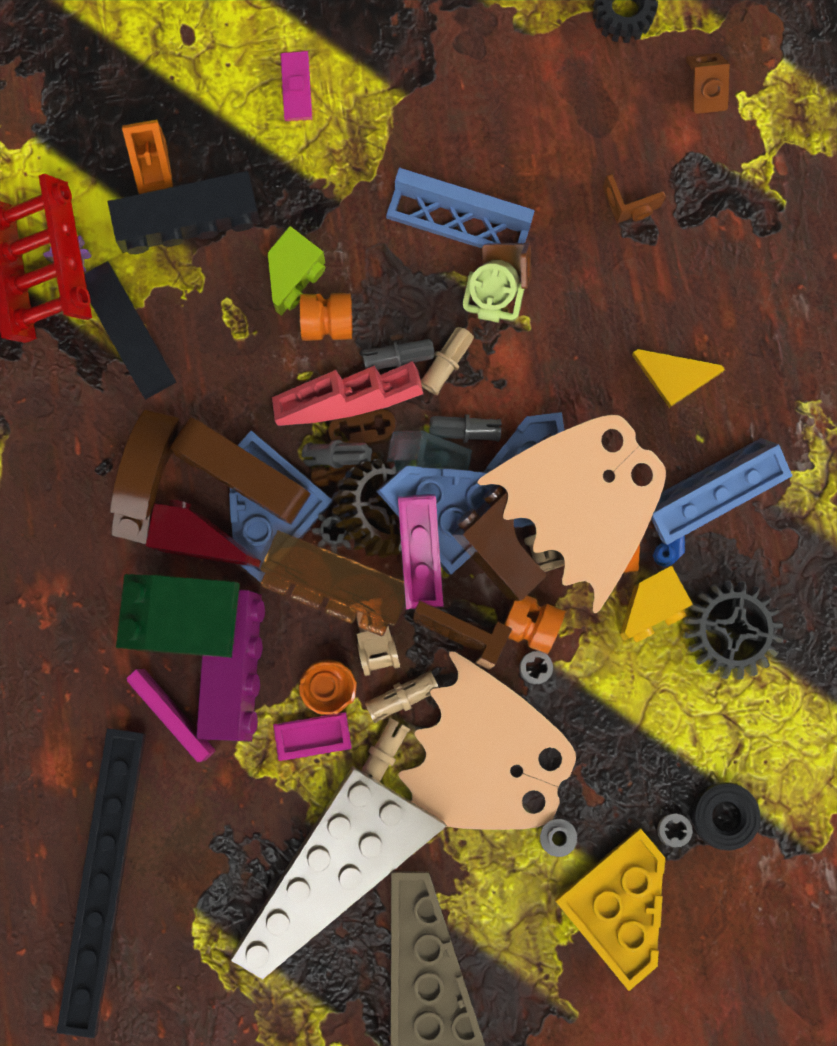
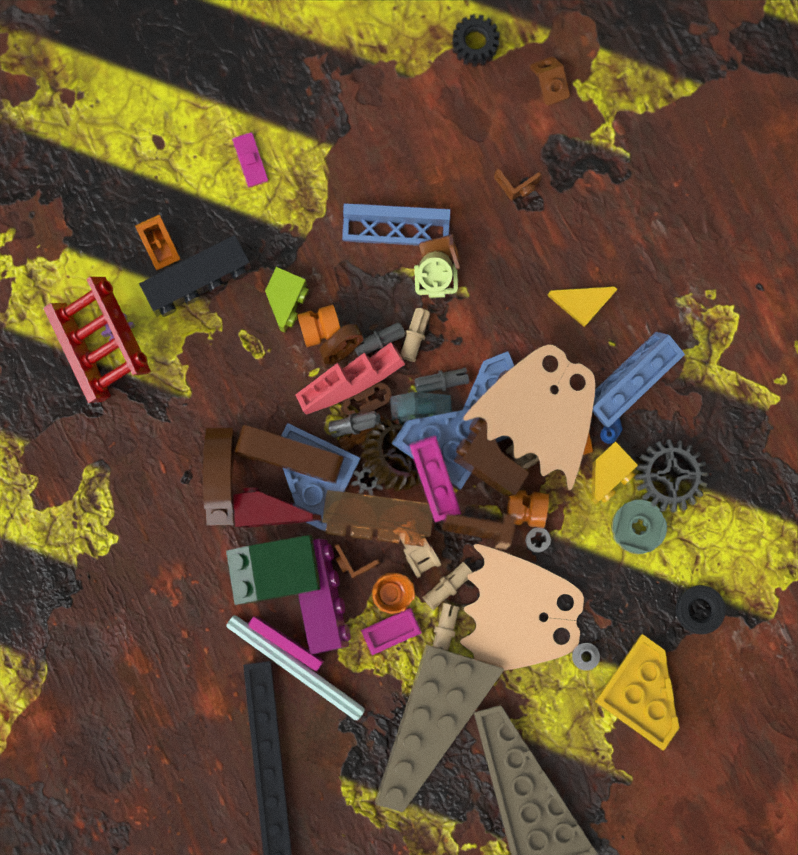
camera: 15 degrees left, 0 degrees up
(127, 331) = (178, 374): black slope -> none
(177, 754) = (296, 668): none -> light aqua axle
(275, 635) = (345, 566): none -> dark orange bracket
(347, 346) = (341, 344): none -> reddish brown beam
(674, 818) = (668, 637): light grey bush -> none
(693, 680) = (652, 519): none -> sand green plate

